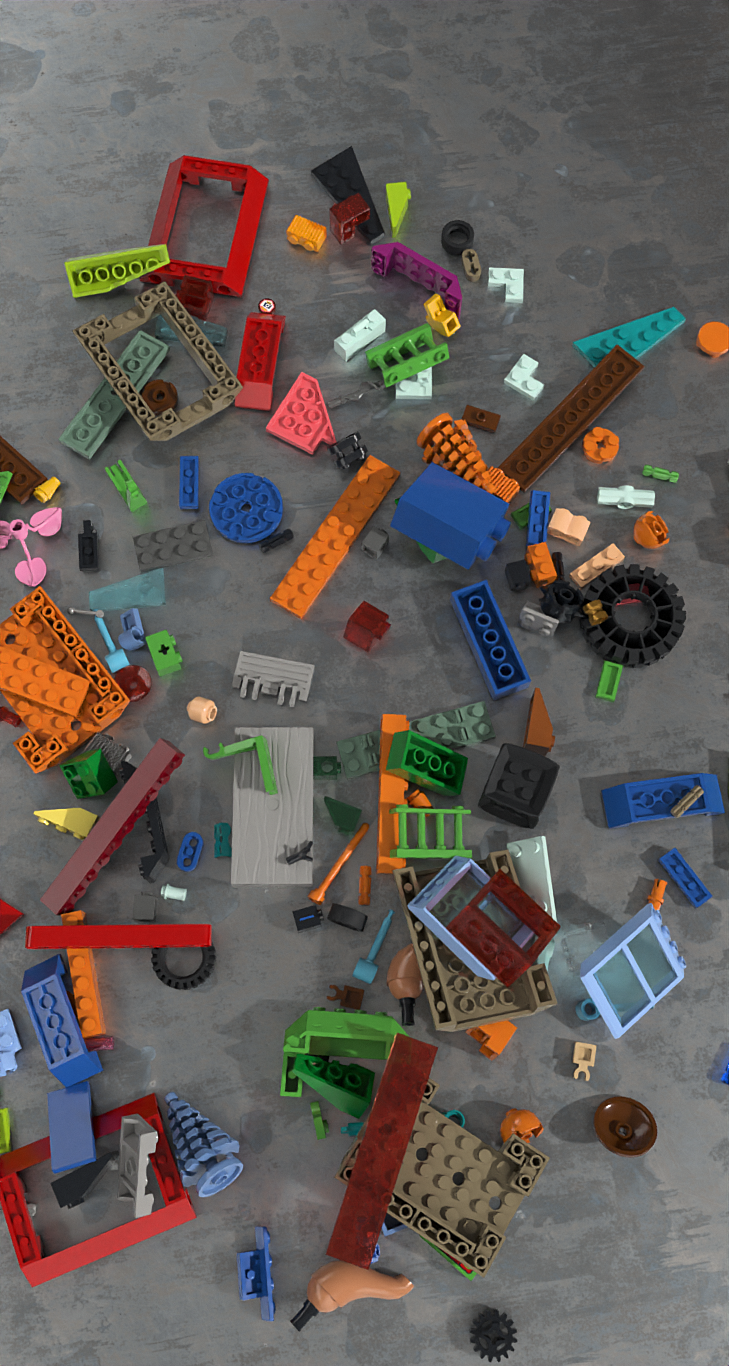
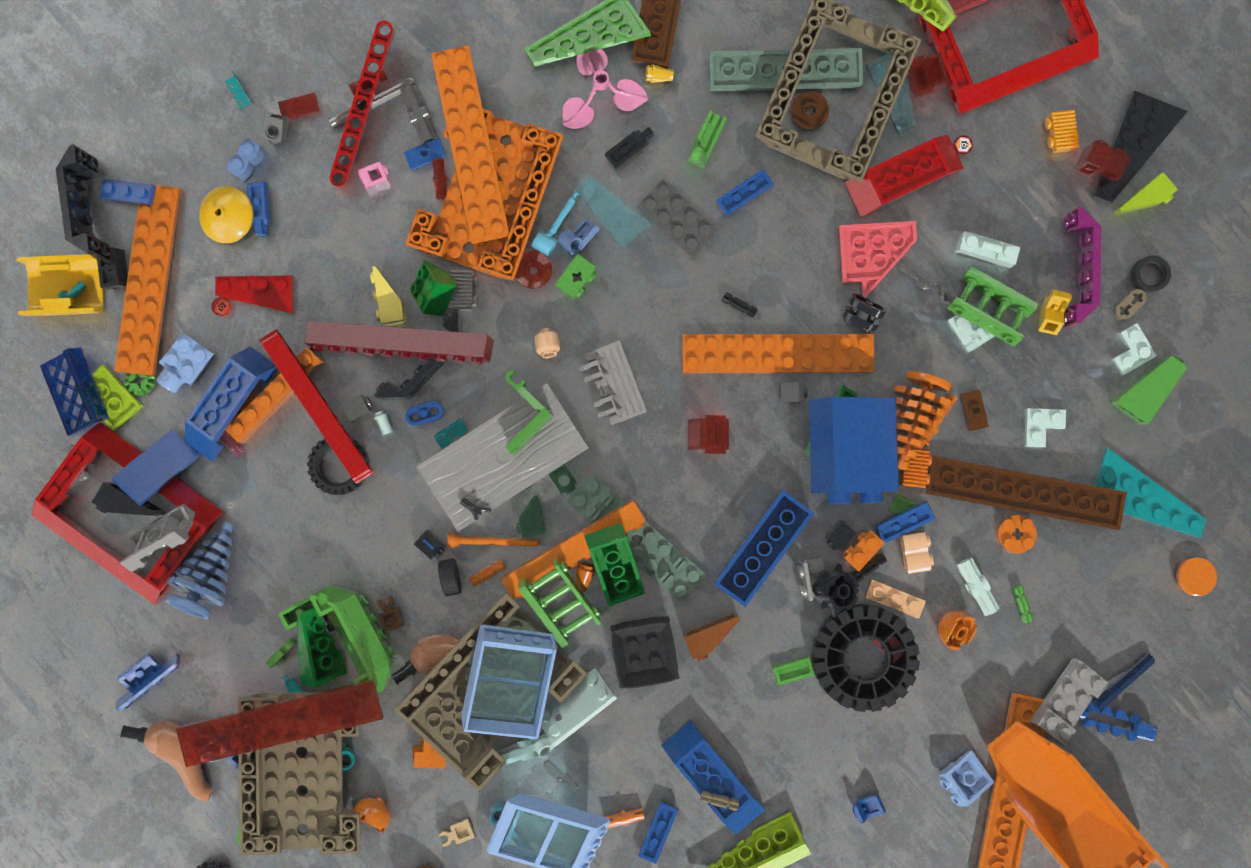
camera: 60 degrees right, 15 degrees up
(99, 613) = (575, 200): light grey hinge -> none
(242, 525) = (753, 238): blue plate -> none
(366, 968) = (420, 617): medium azure piece -> none
(490, 942) = (487, 713): clear red windscreen -> none
(548, 288) = (1150, 391): none -> bright green slope
(595, 612) = (842, 626): pearl gold wheel -> none

